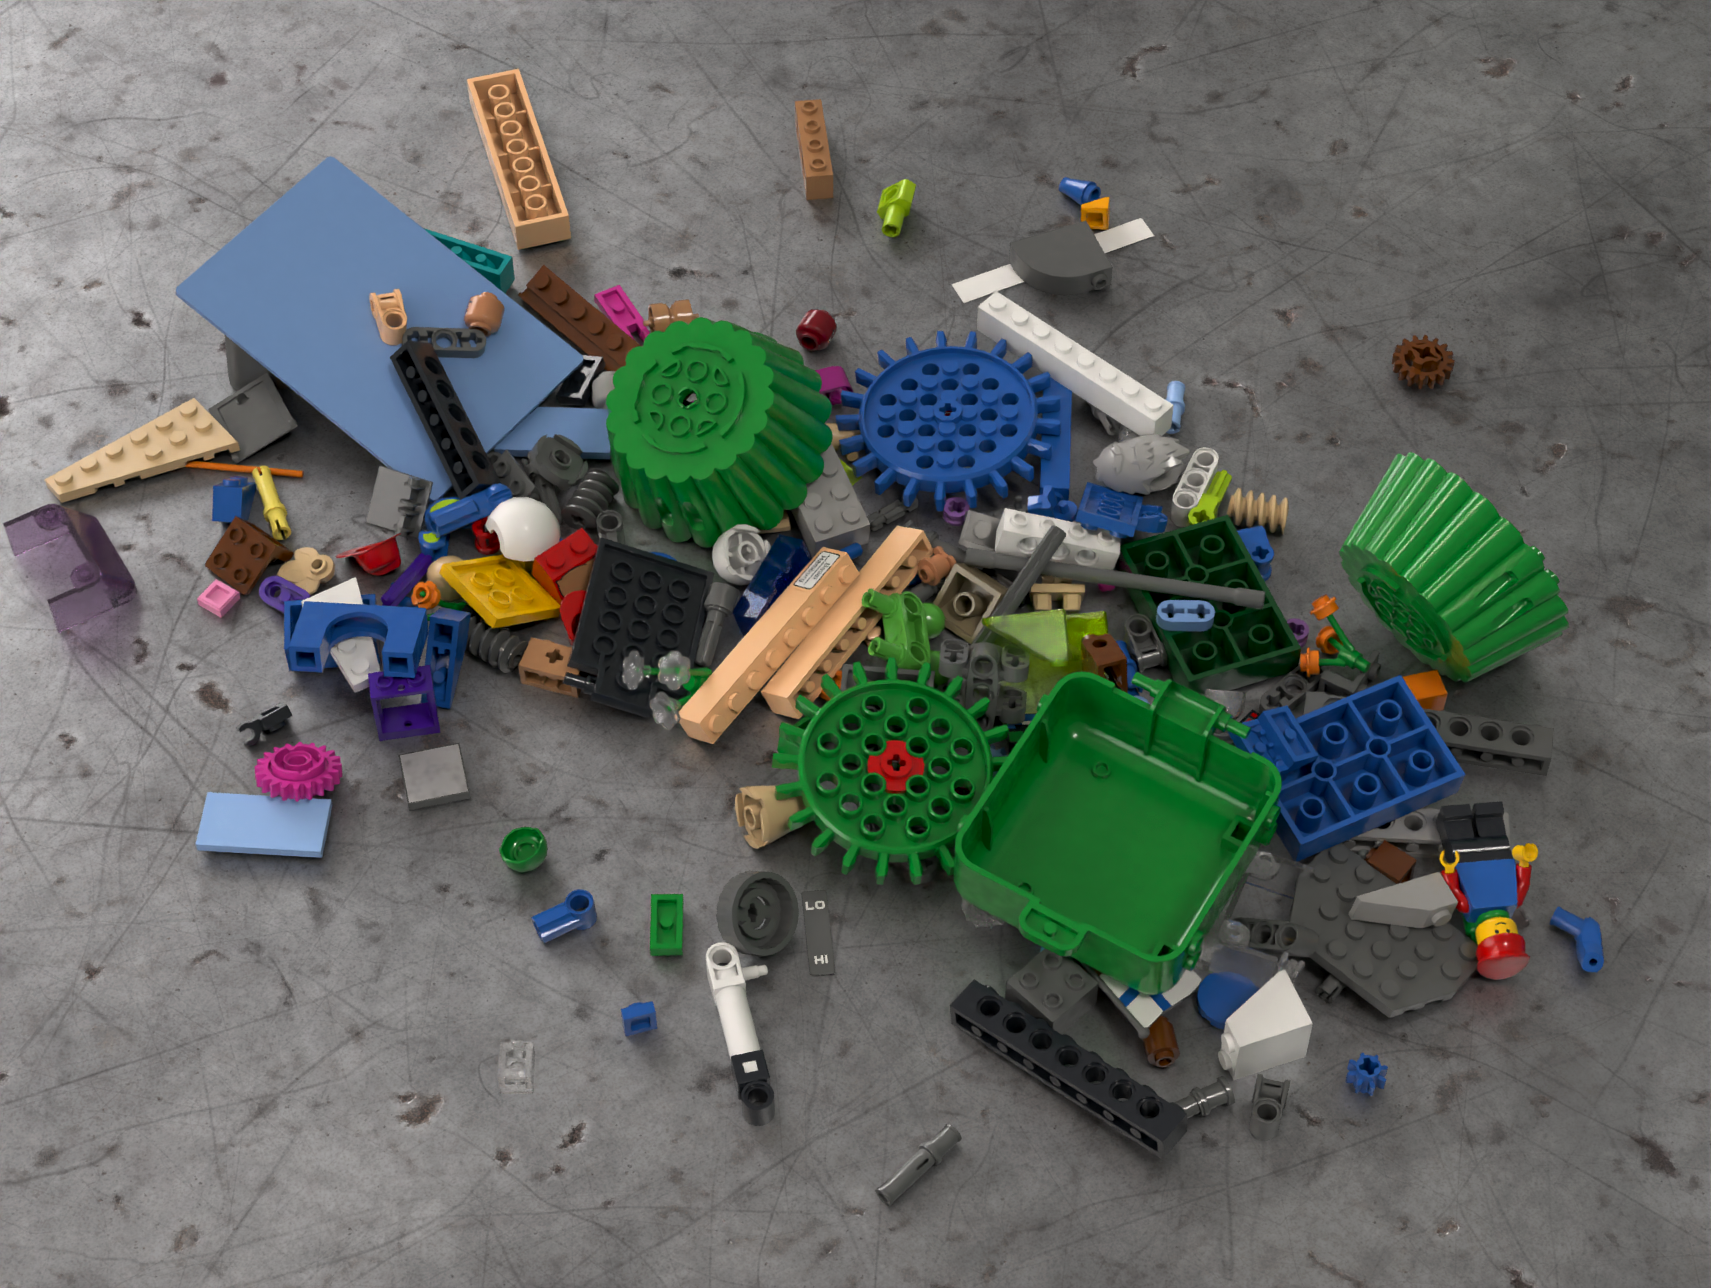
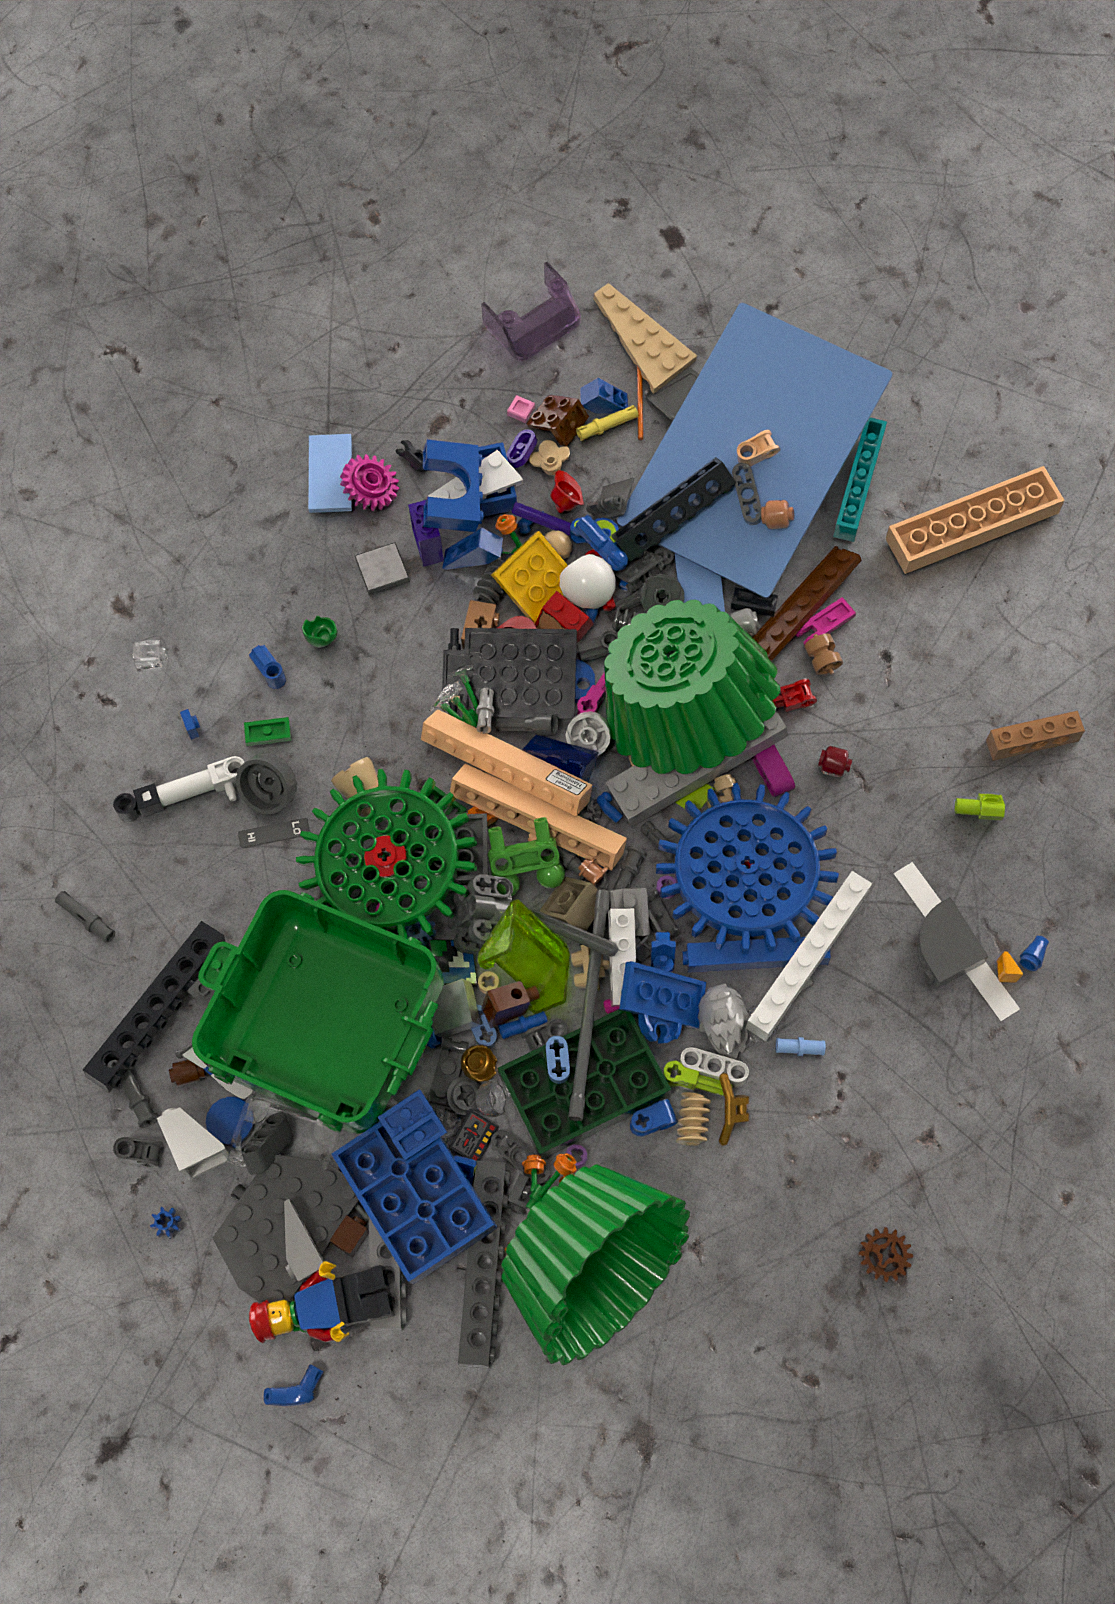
camera: 85 degrees right, 15 degrees up
(682, 548) = (593, 698): none -> dark pink connector
(697, 654) = (485, 710): none -> light grey pin
(1251, 470) = (731, 1115): none -> pearl gold piece

